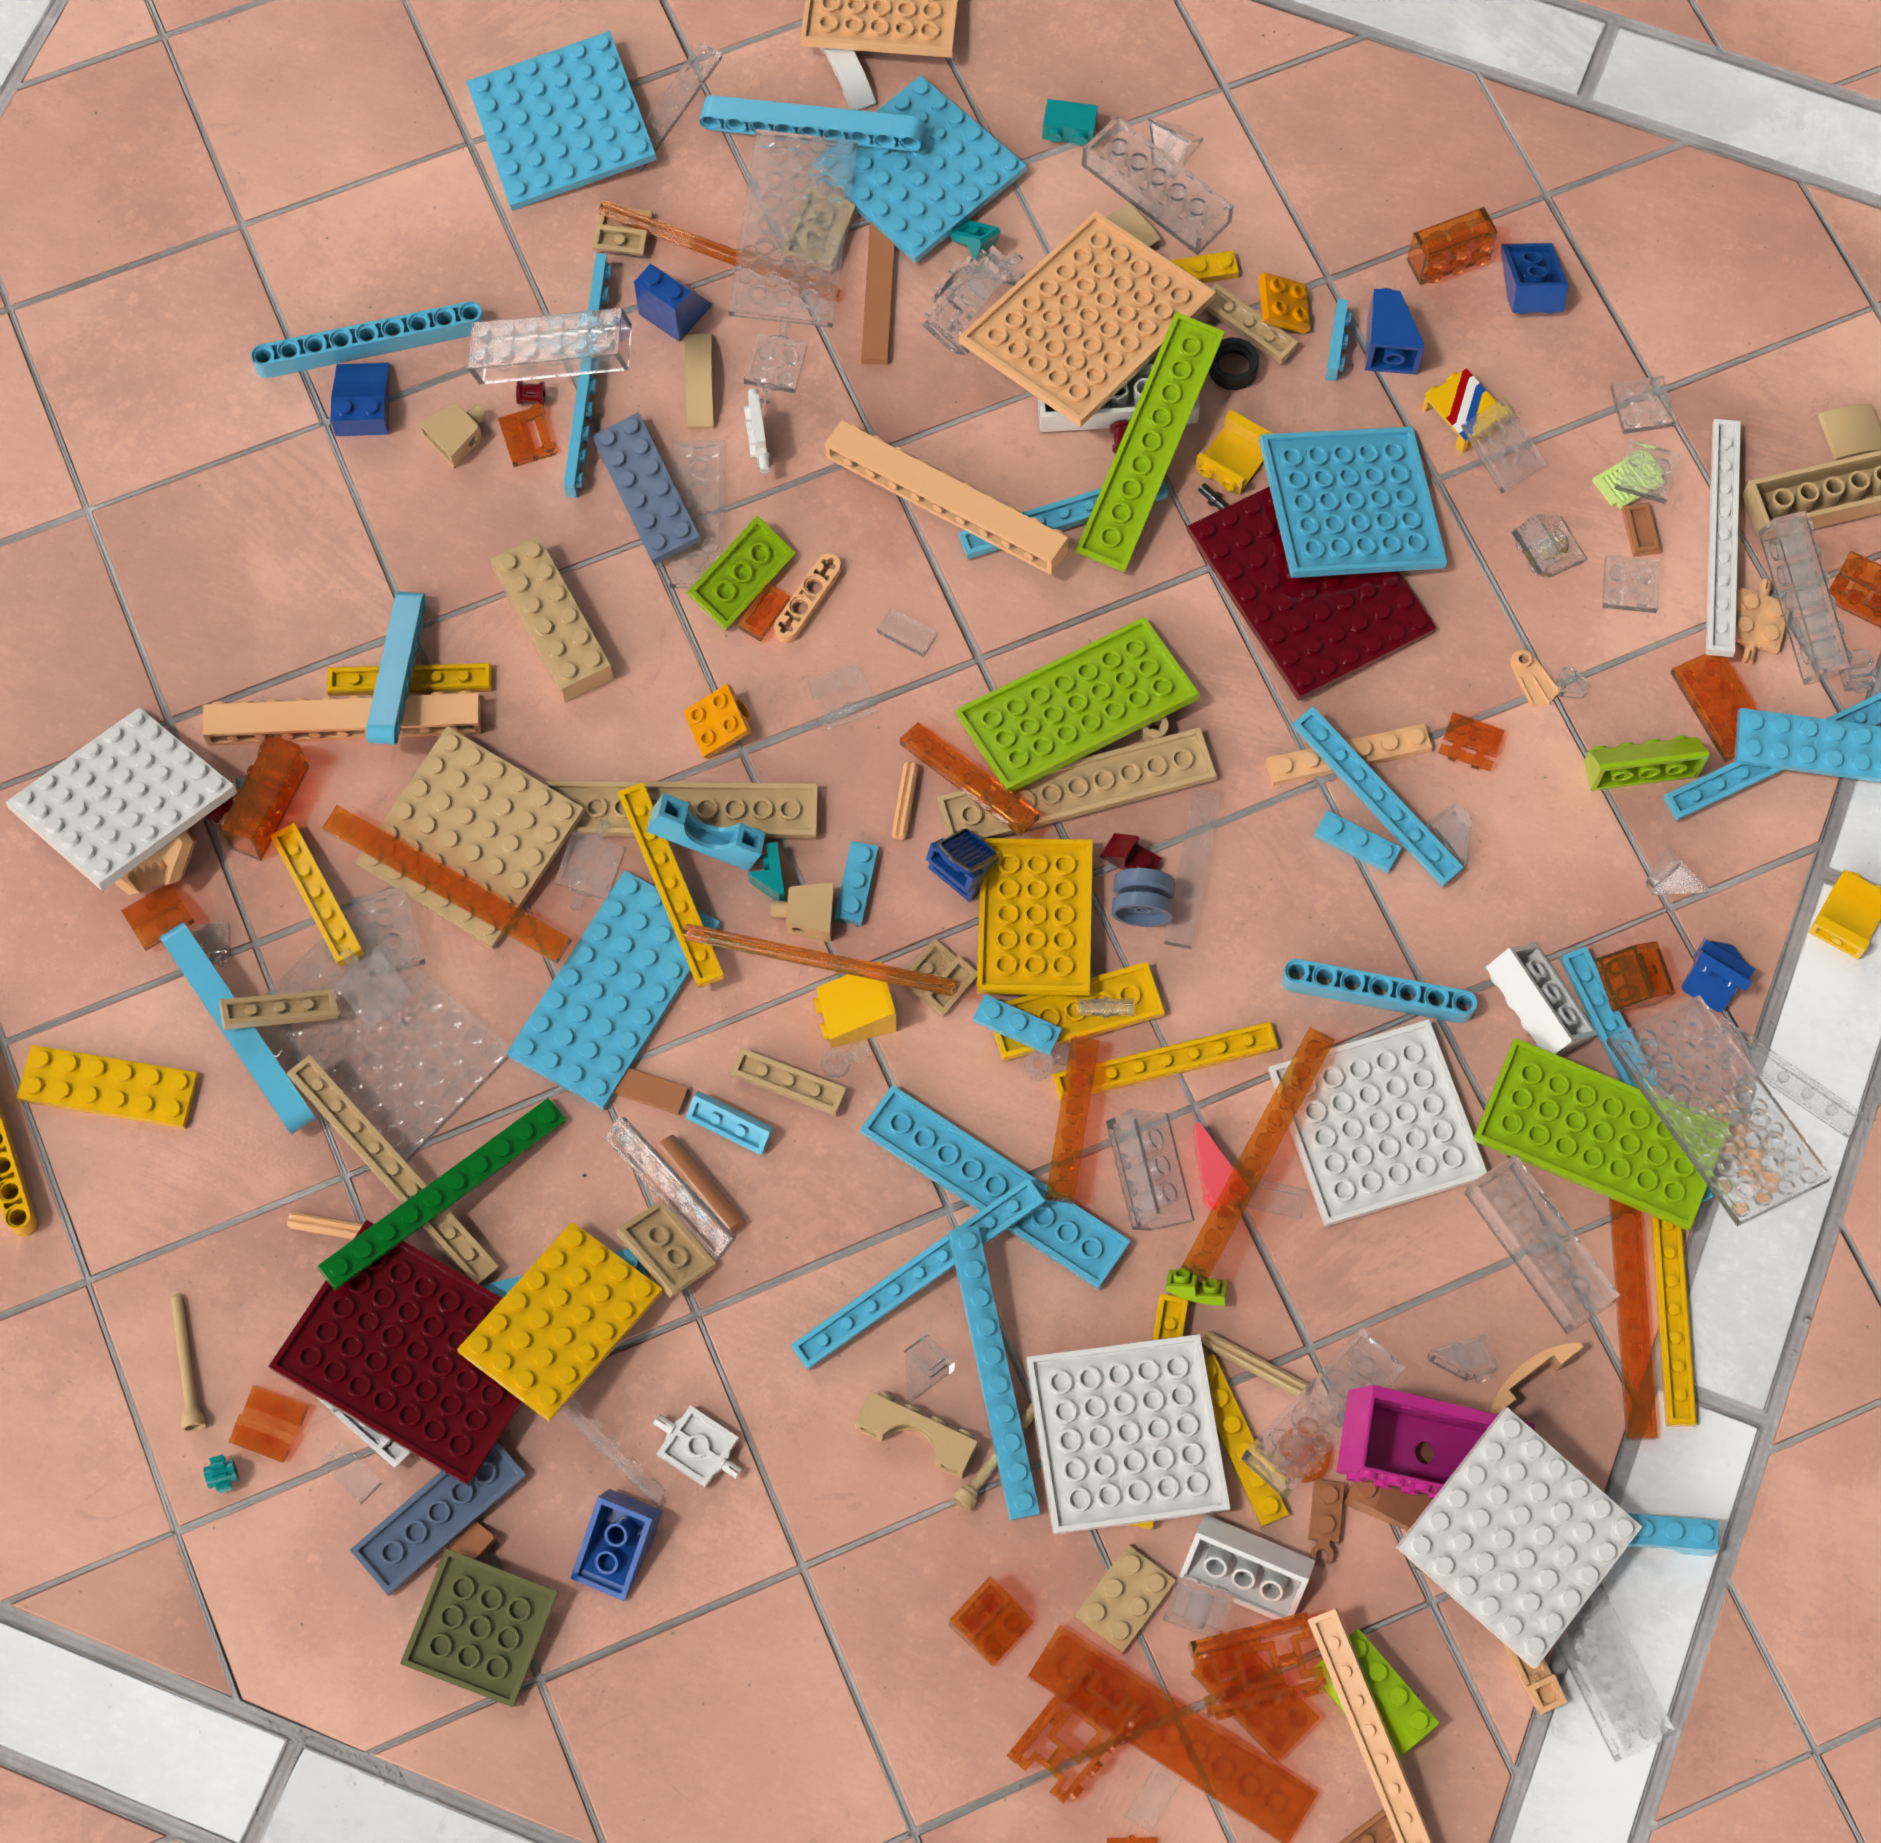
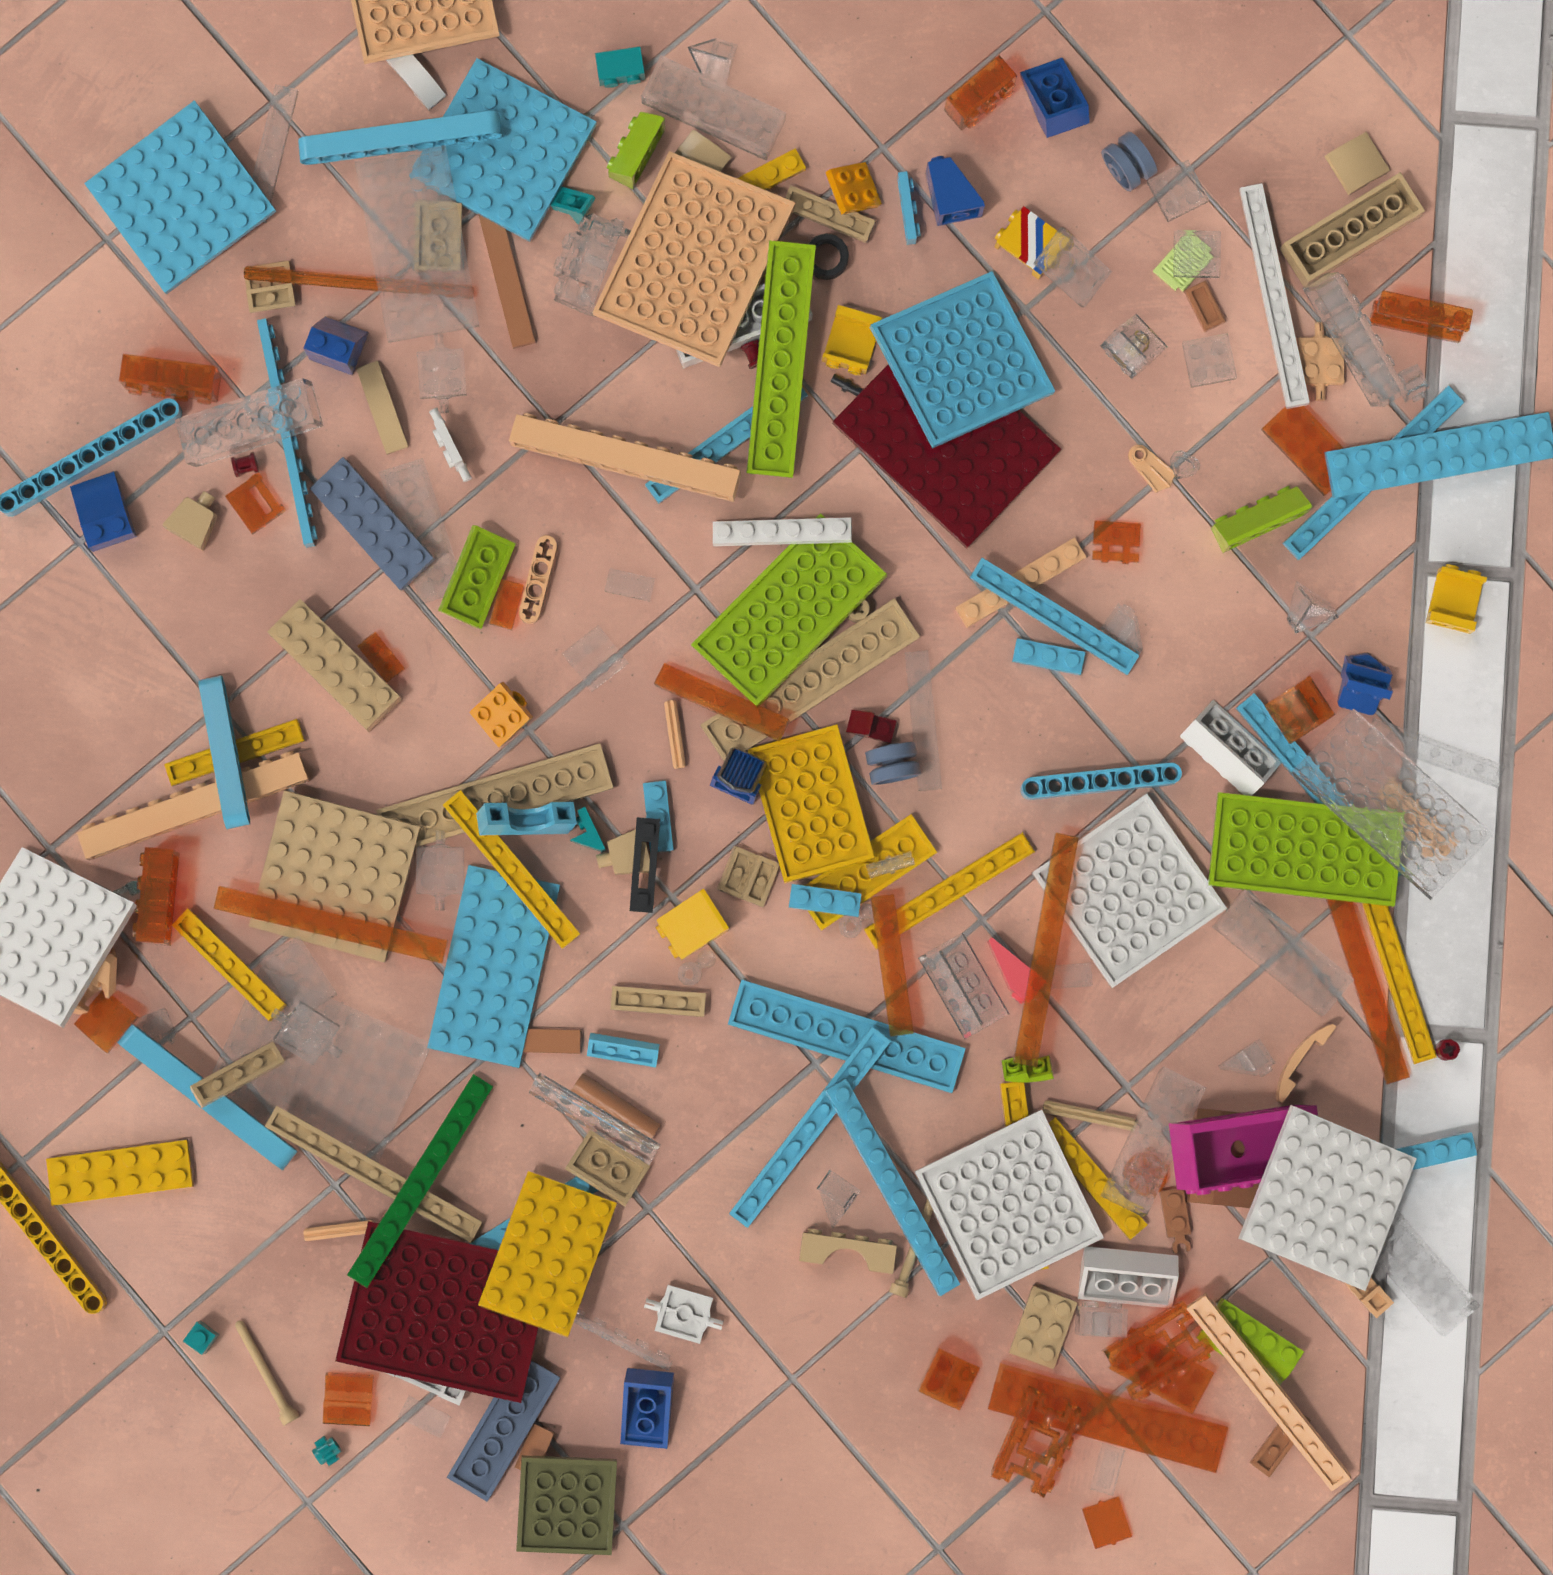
camera: 25 degrees left, 15 degrees up
(126, 1296) = (201, 1337): none -> teal brick
(483, 280) = (170, 378): none -> clear orange brick
(606, 626) = (380, 657): none -> clear orange slope
(819, 959) = (654, 902): clear orange axle -> none
(839, 887) = (646, 831): none -> black container
(1062, 203) = (636, 148): none -> lime slope
(1095, 622) = (782, 531): none -> white plate
(1597, 355) = (1129, 161): none -> sand blue wheel
(1717, 1412) = (1441, 1045): none -> dark red bush

